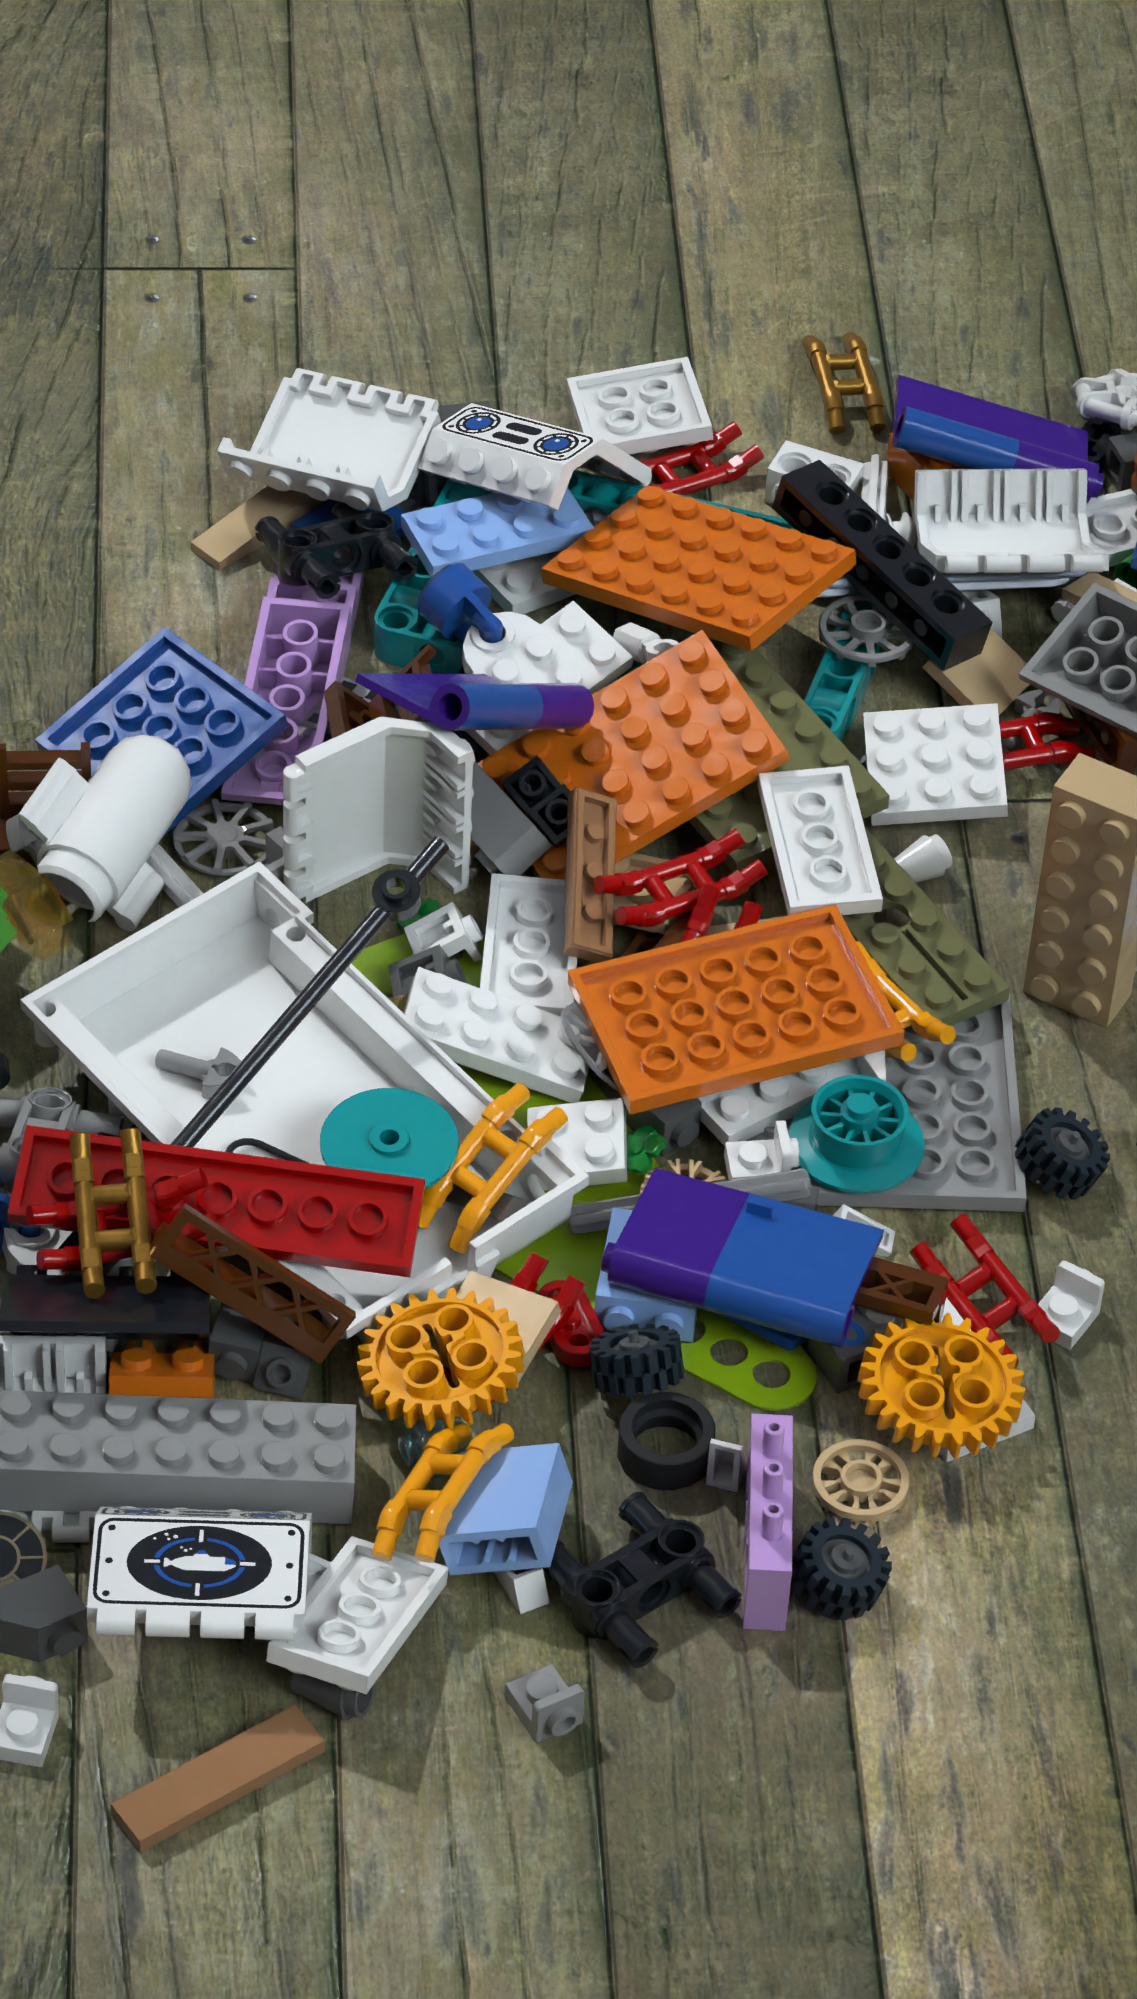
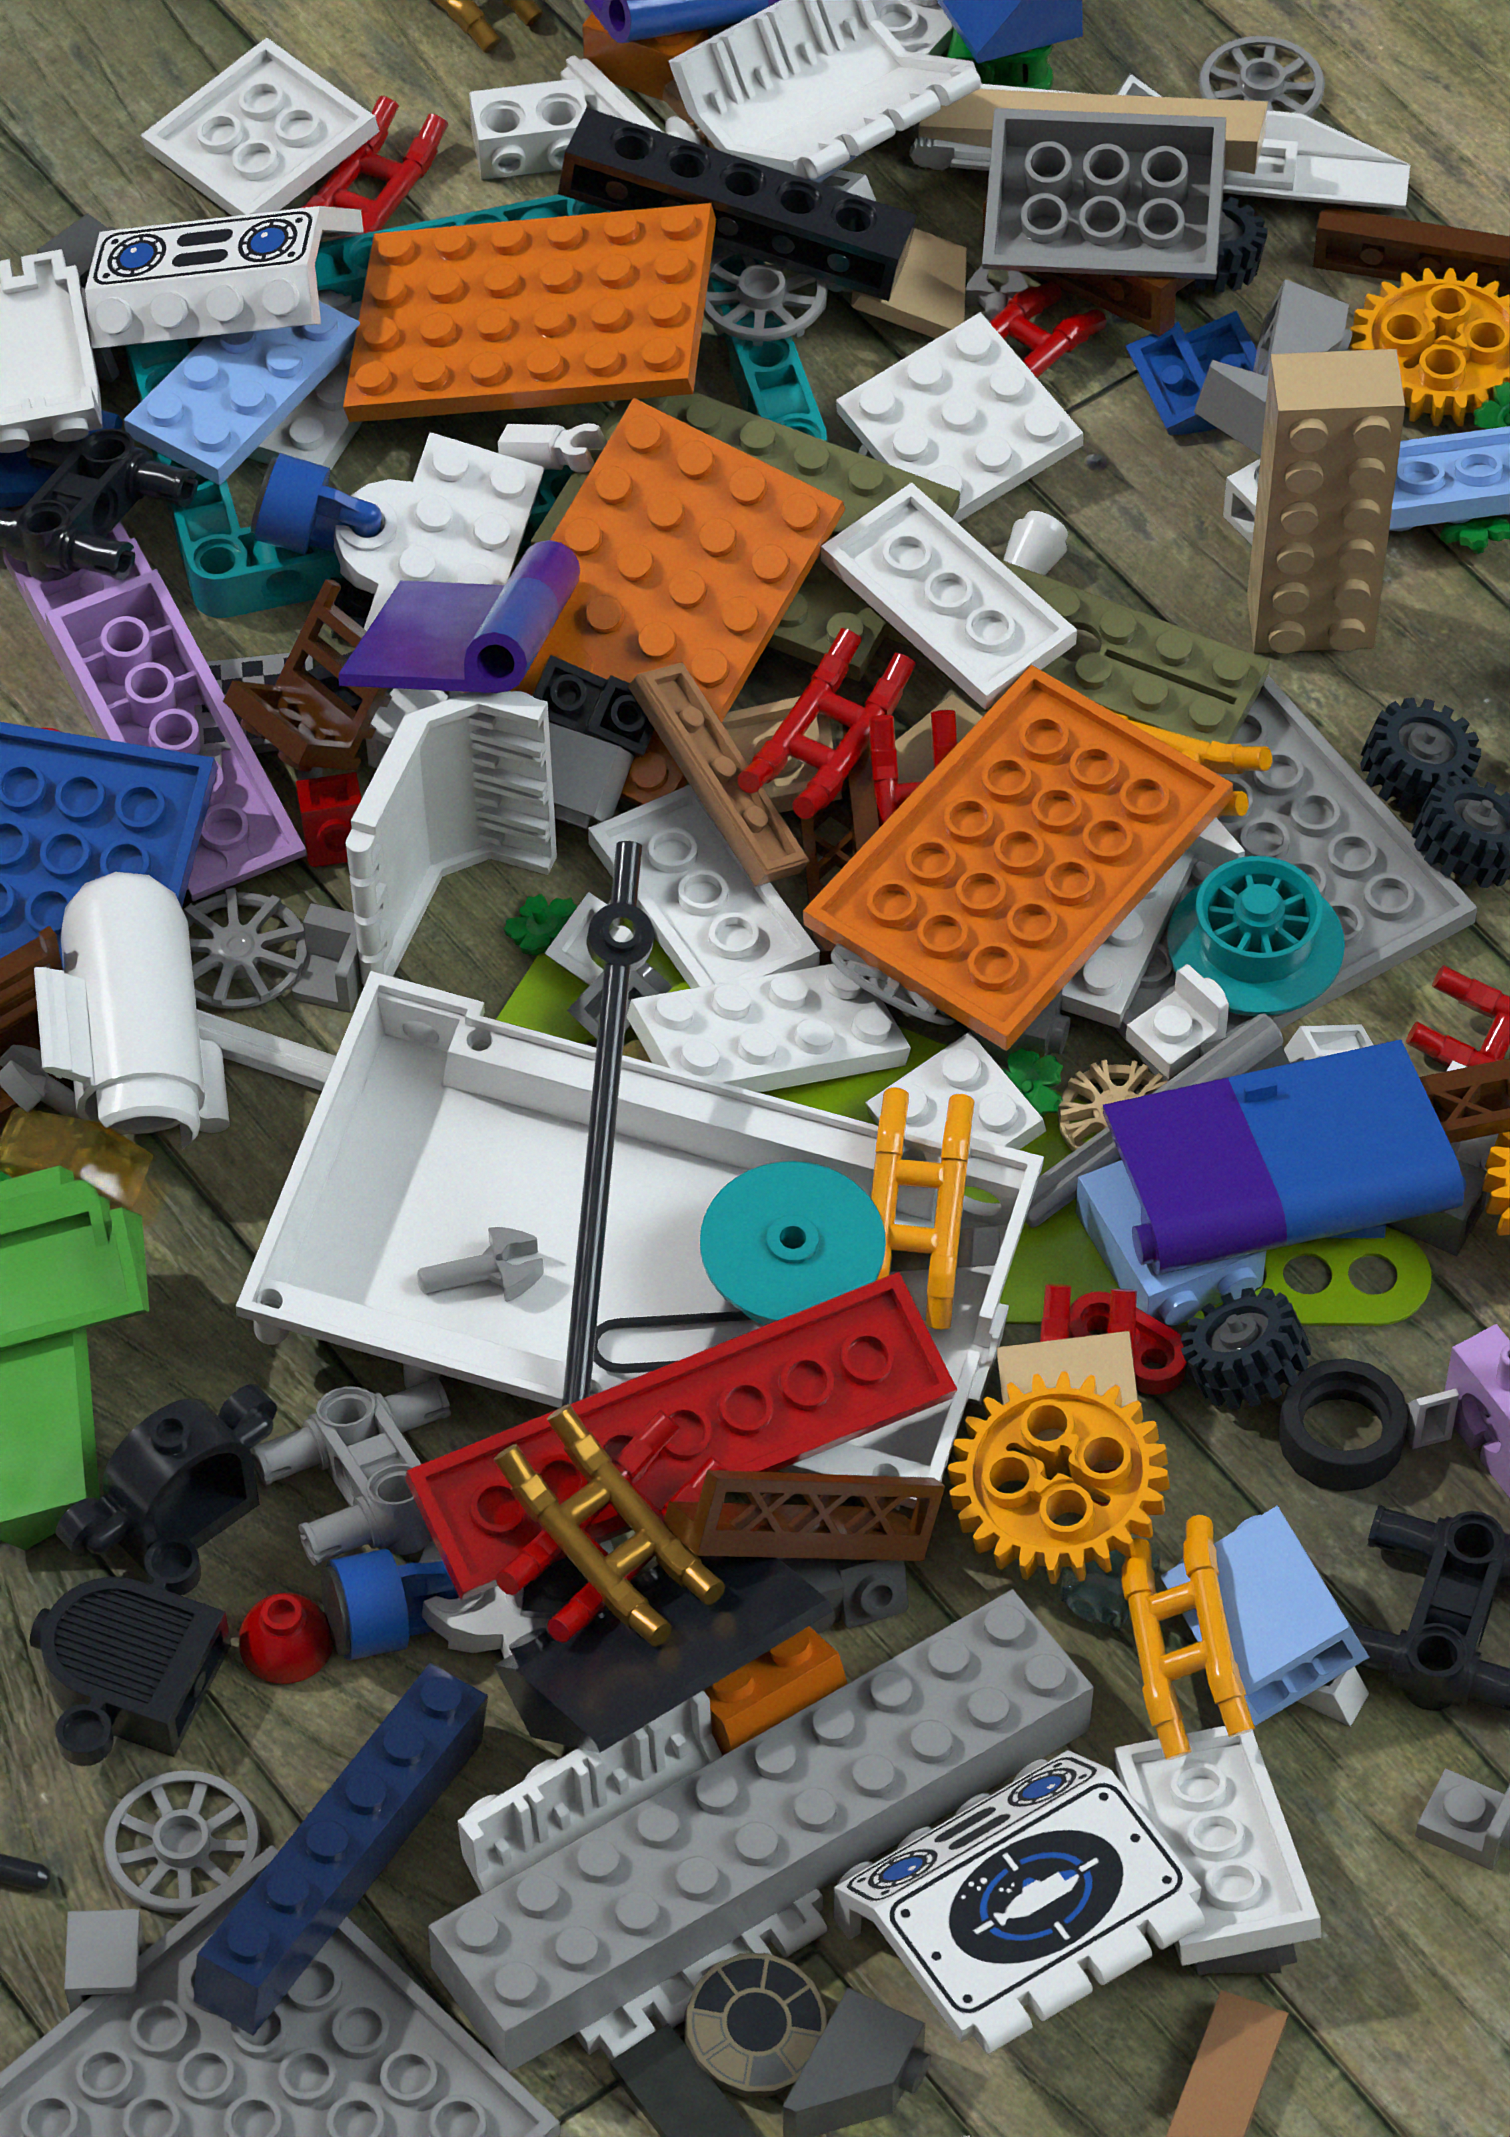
camera: 30 degrees left, 10 degrees up
(1072, 1086) = (1416, 749): none -> black wheel

